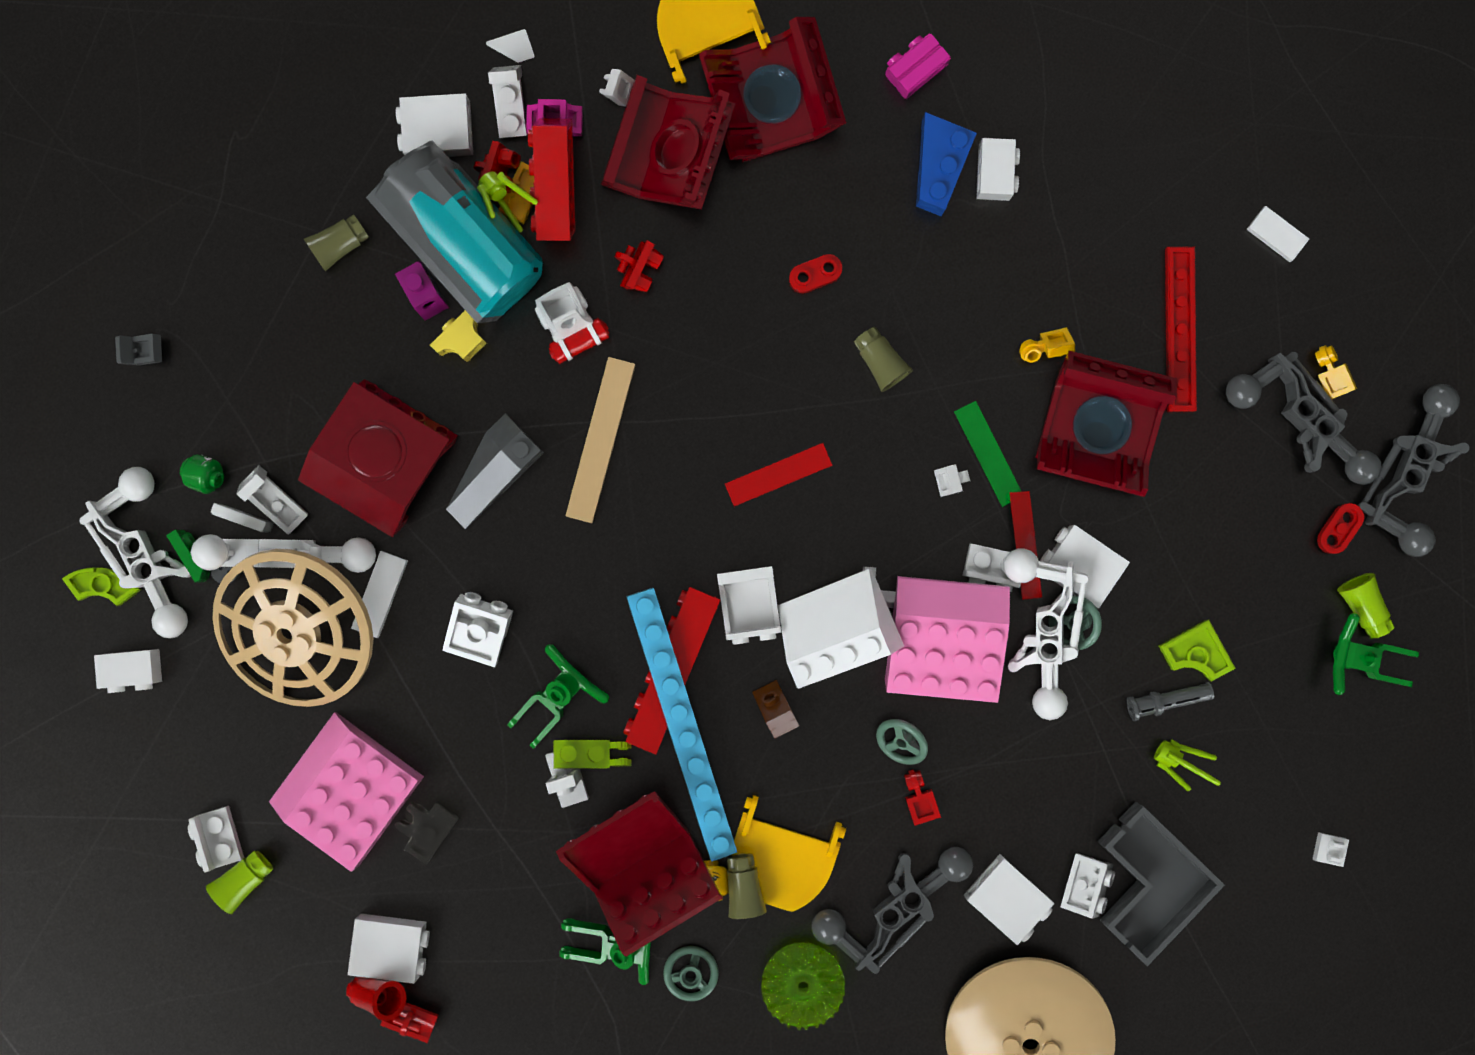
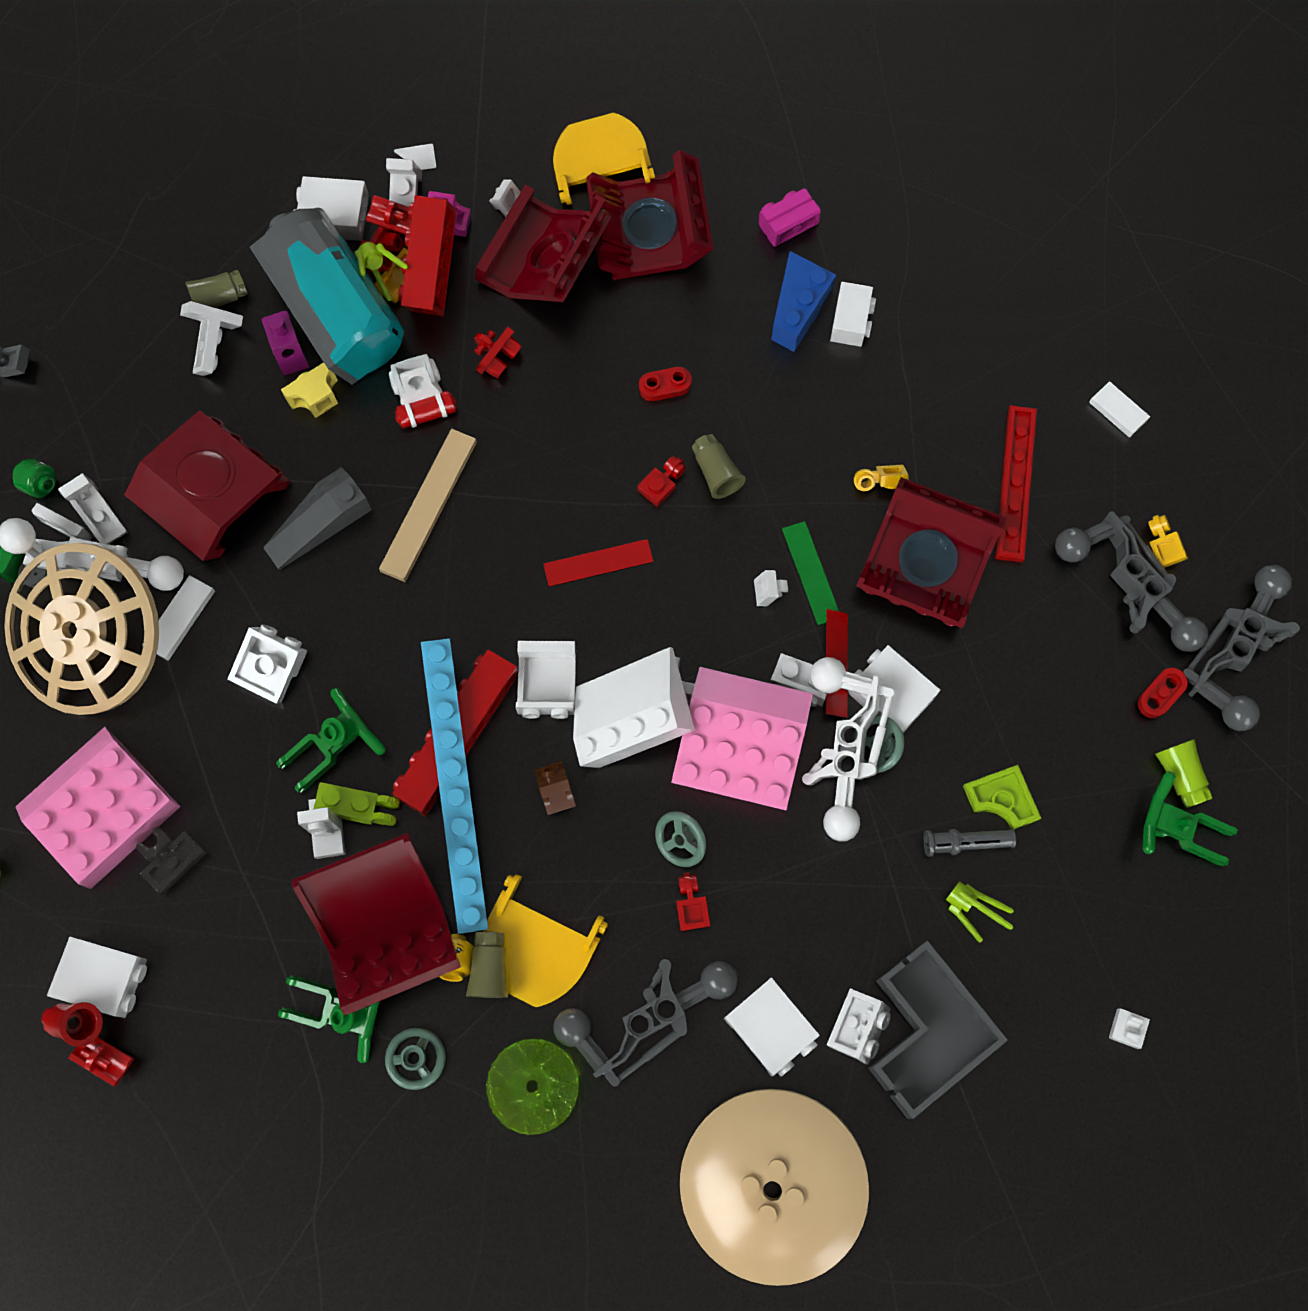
camera: 10 degrees right, 15 degrees down
(342, 294) = (209, 333): none -> white bracket
(504, 133) = (389, 215): none -> red hips
(824, 385) = (658, 486): none -> red plate

